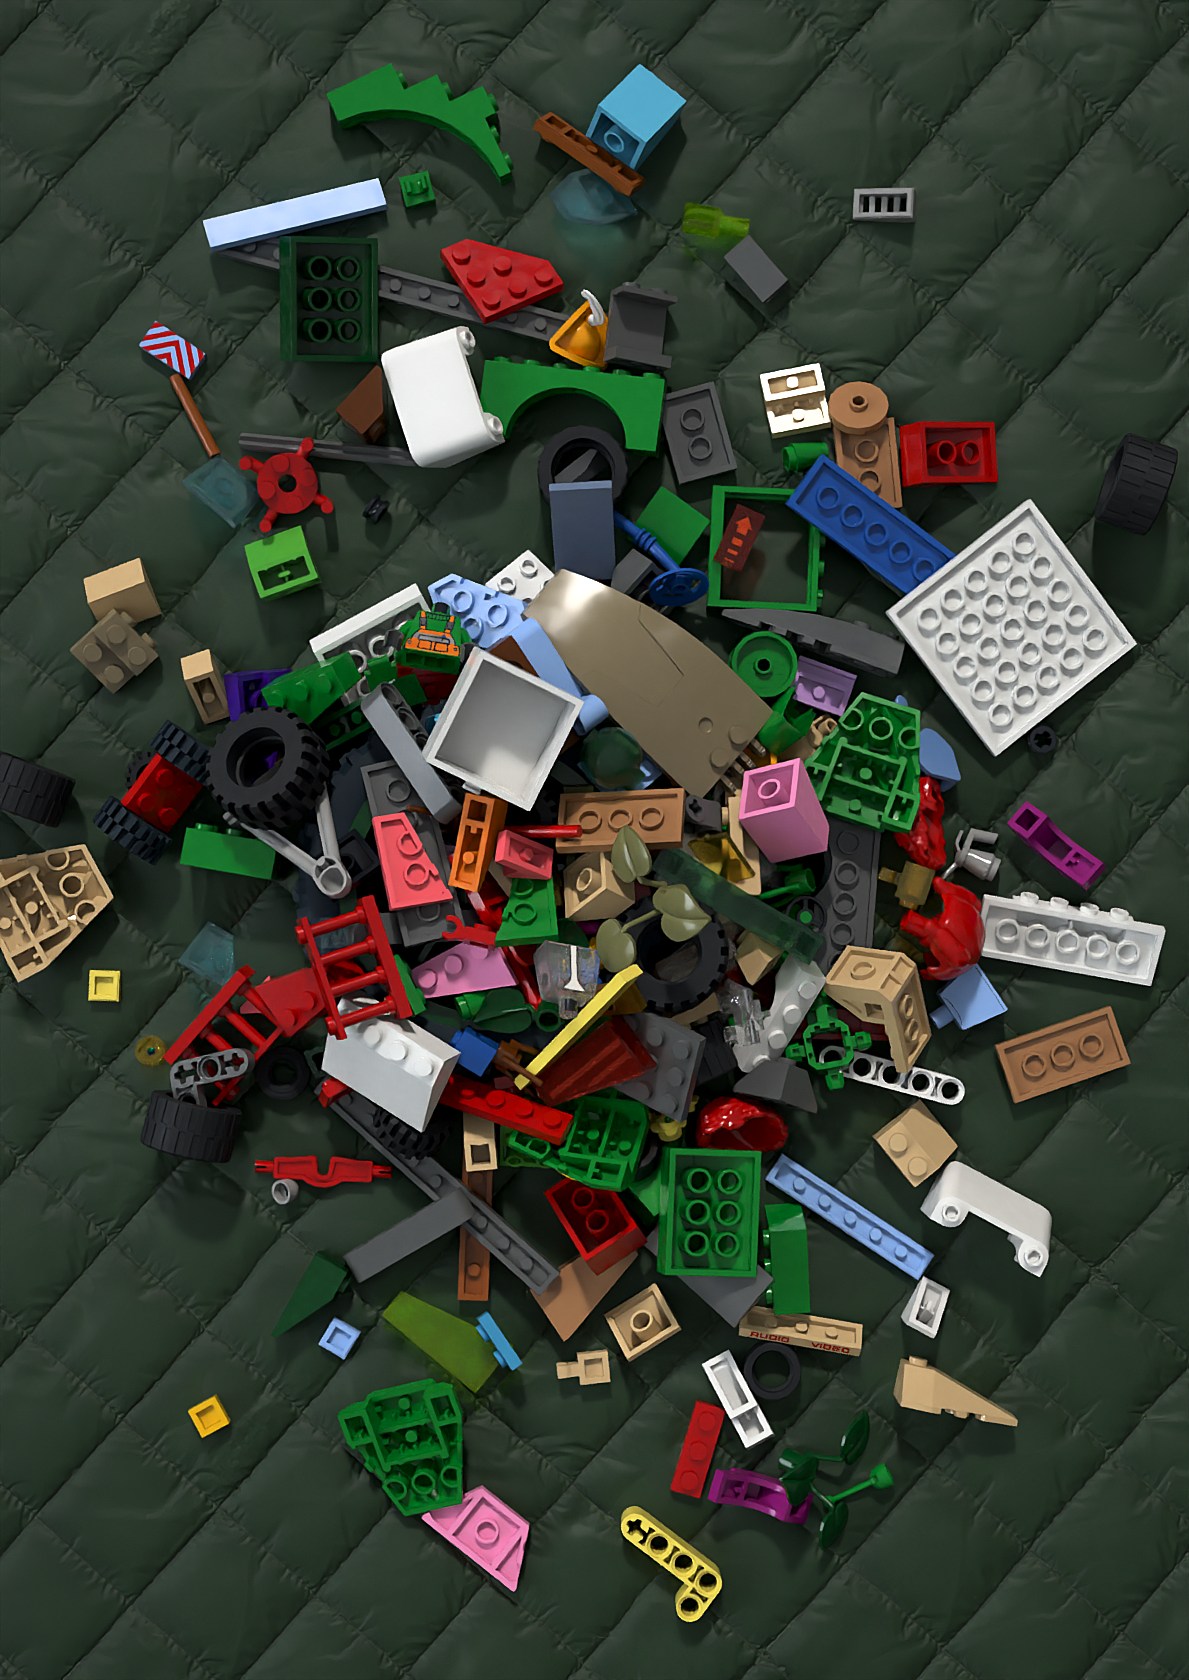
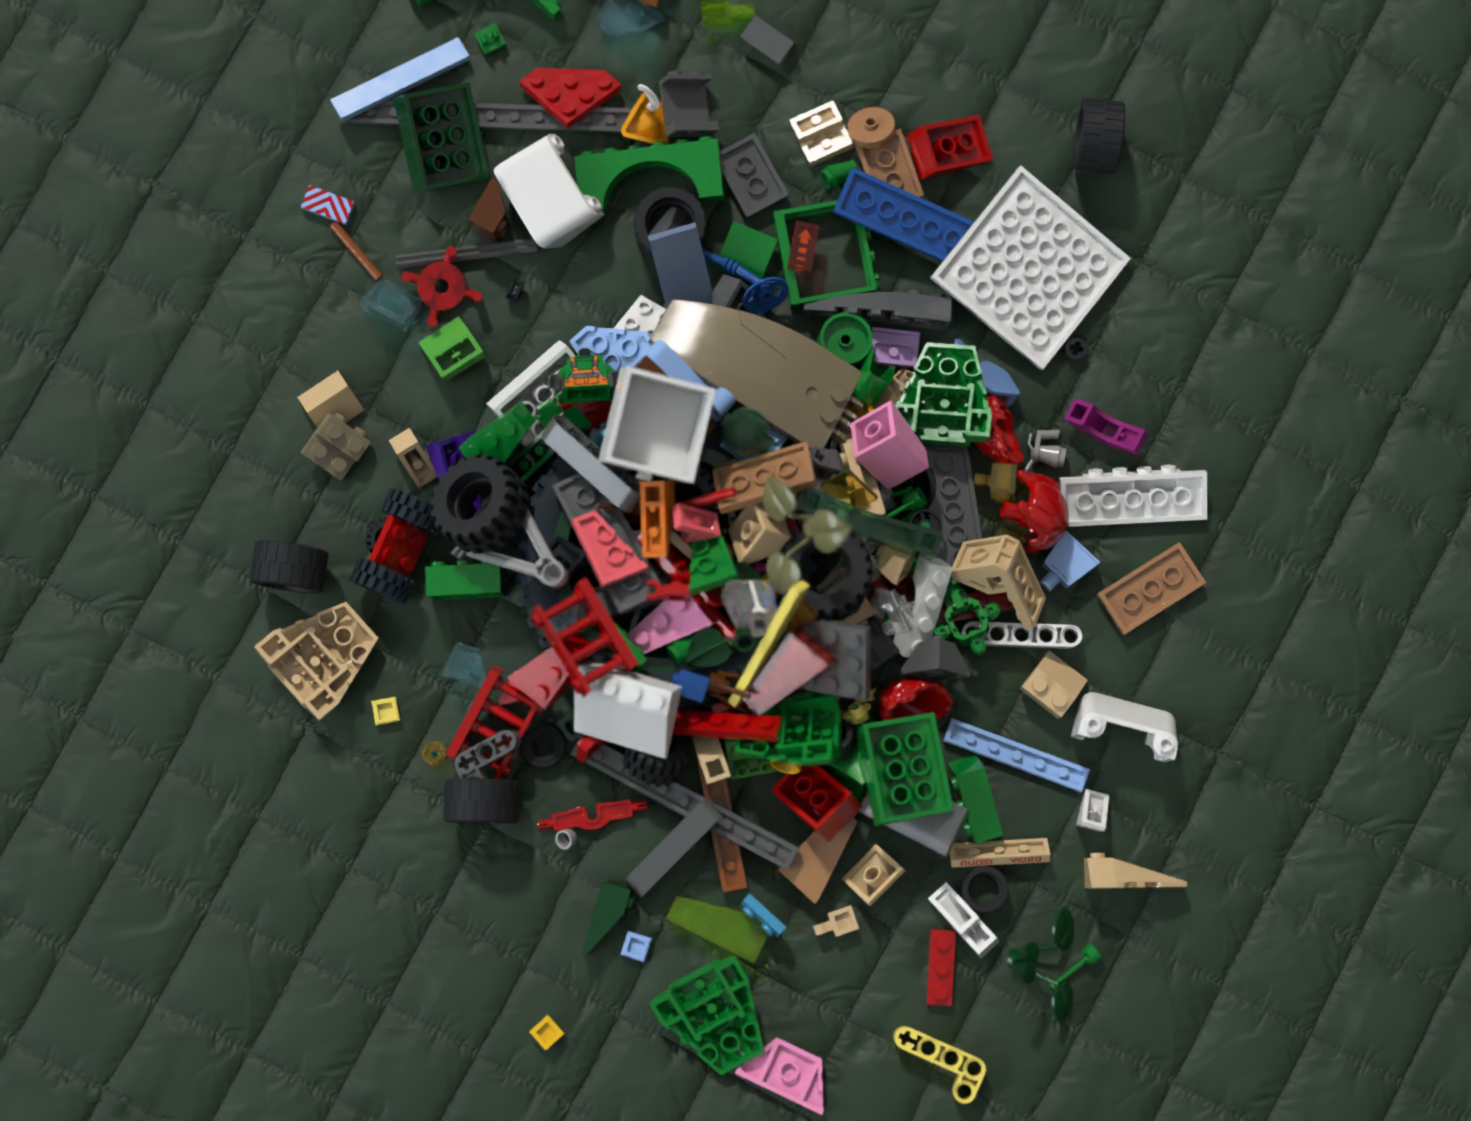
camera: 20 degrees left, 5 degrees down
(757, 1492) = (998, 989): magenta arch -> none

